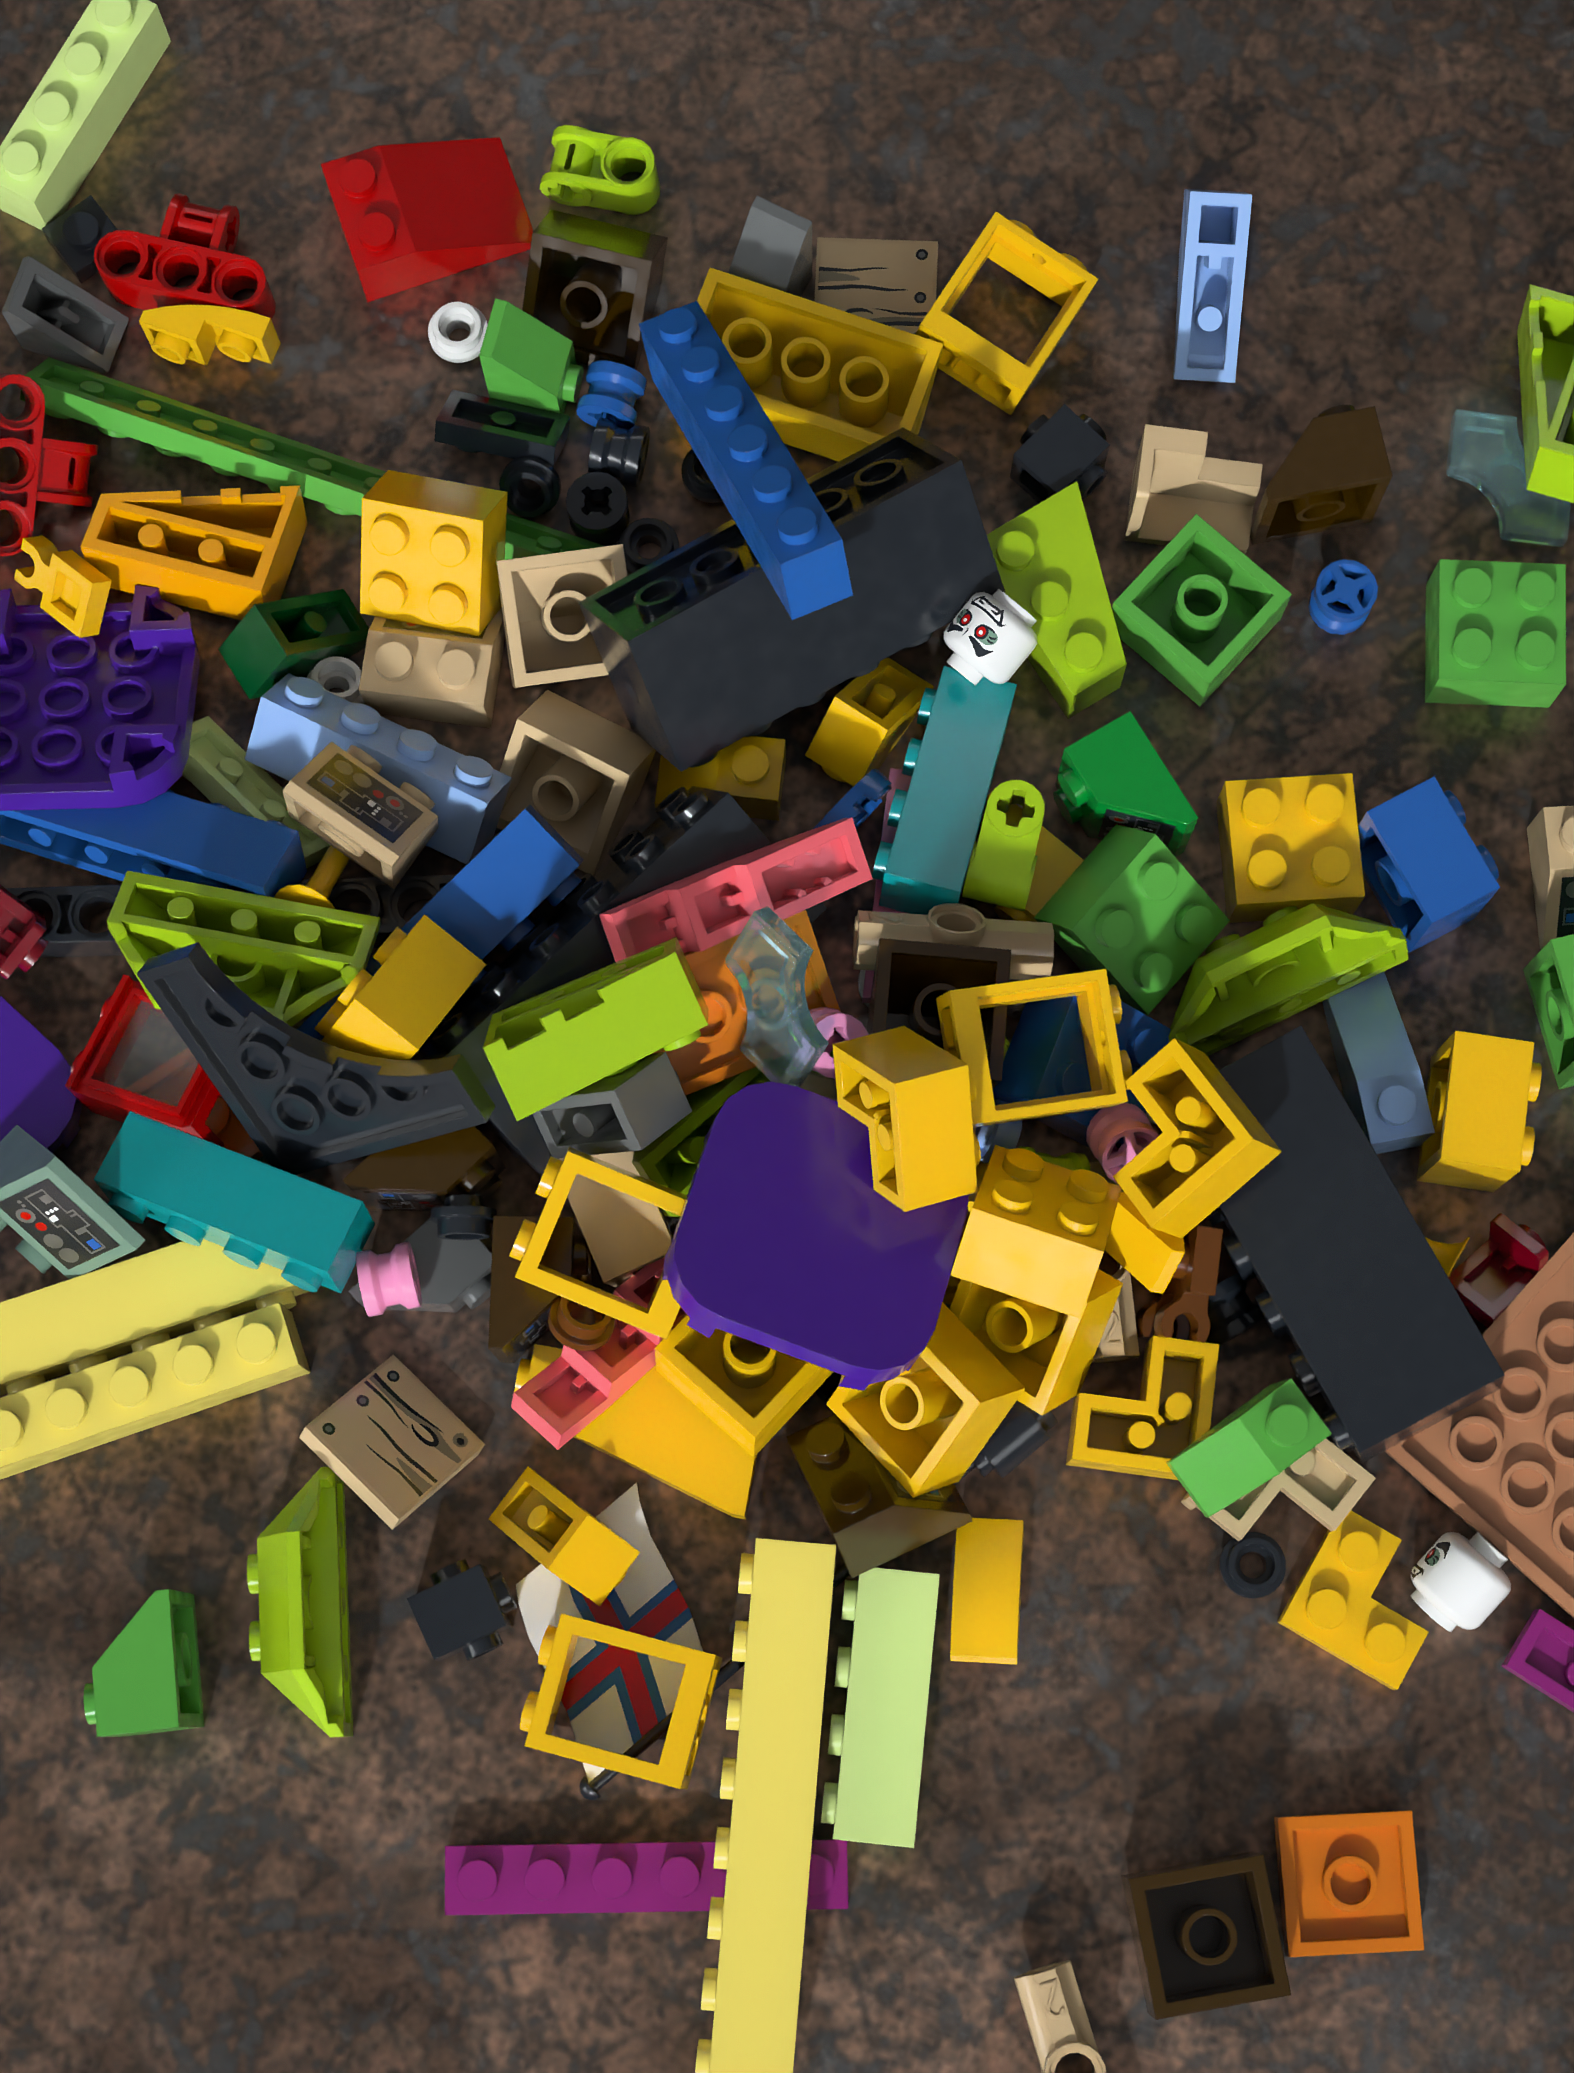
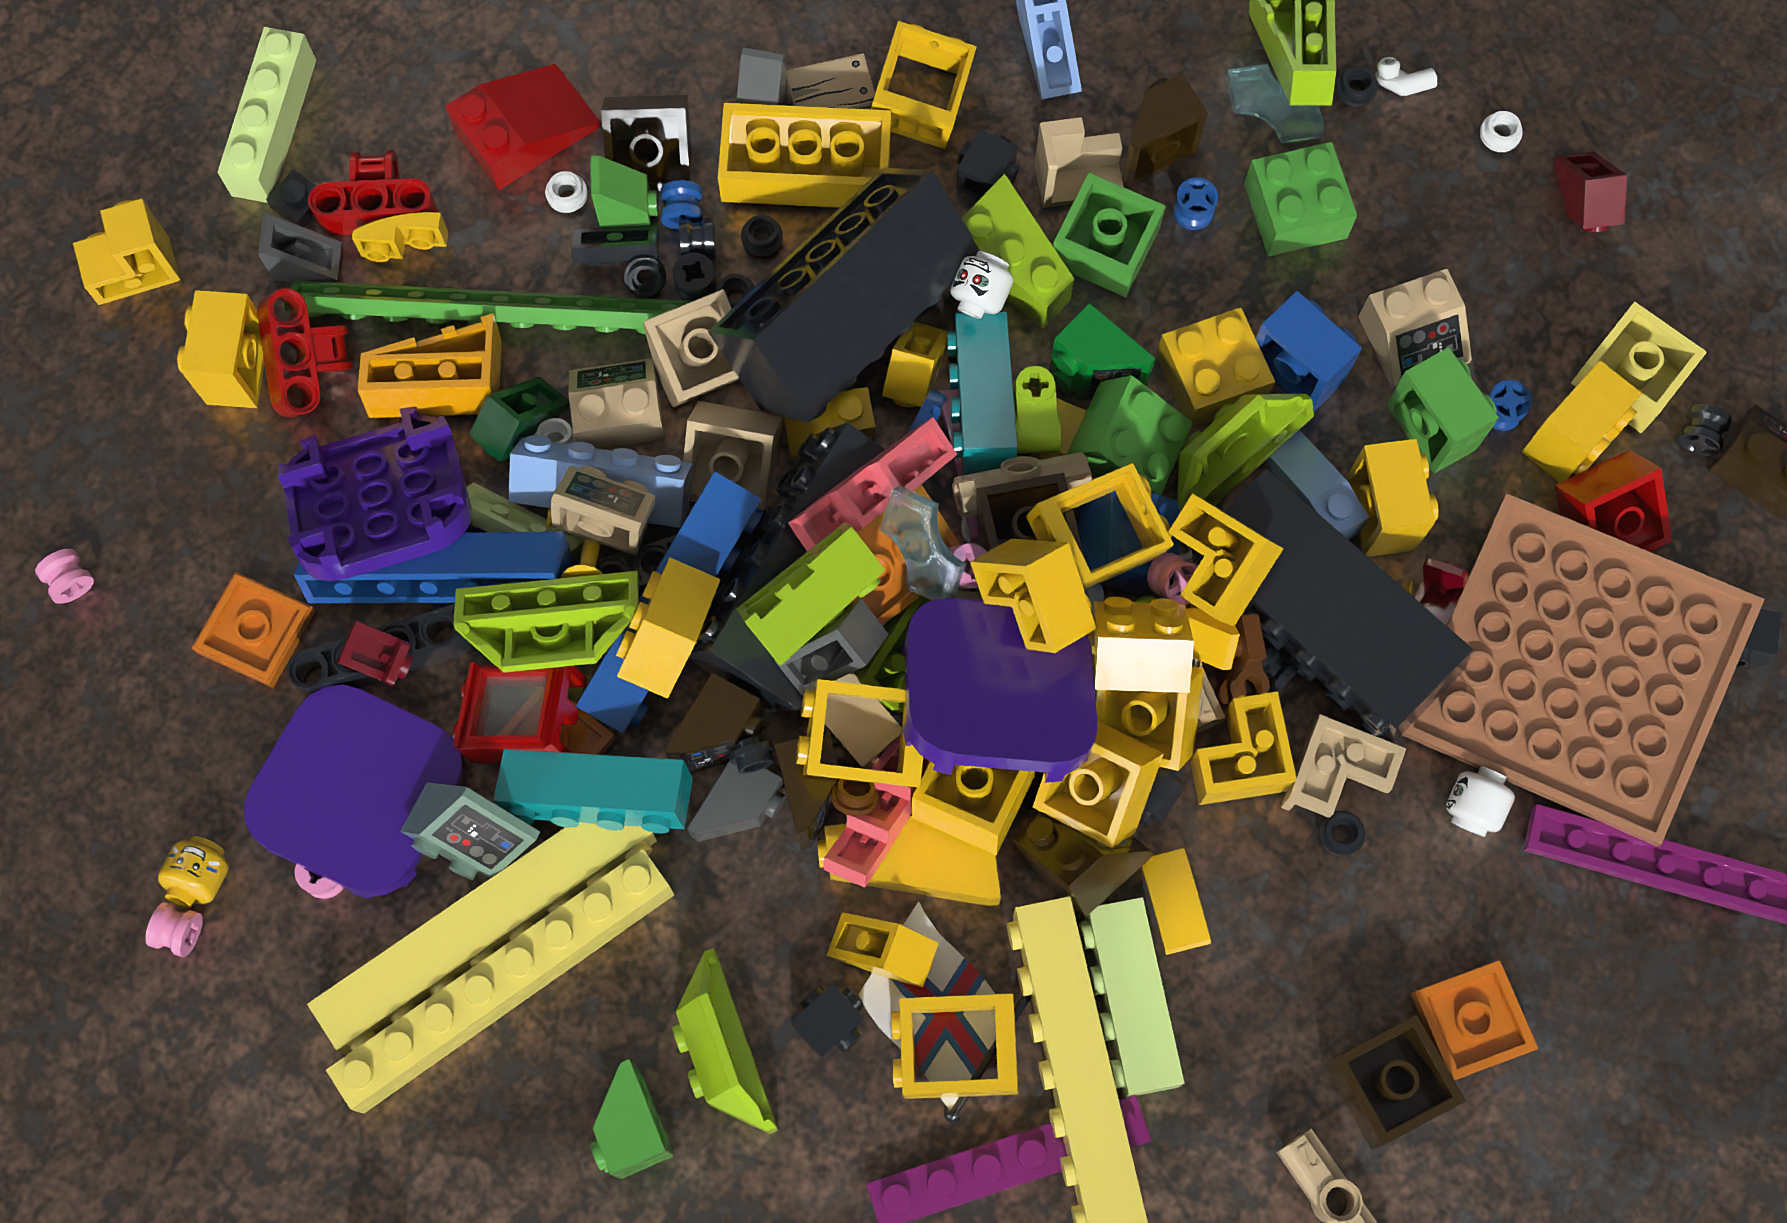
camera: 20 degrees left, 5 degrees down
(71, 586) = (358, 421): yellow plate -> none
(300, 1095) = (622, 700): black plate -> none
(388, 1279) = (714, 809): bright pink wheel -> none
(392, 1441) = (746, 921): tan tile -> none
(432, 552) = (596, 331): yellow brick -> none
(592, 170) = (628, 67): lime piece -> none
(746, 461) = (794, 207): blue brick -> none
(1249, 1447) = (1321, 749): bright green slope -> none
(1336, 1606) = (1407, 848): yellow plate -> none

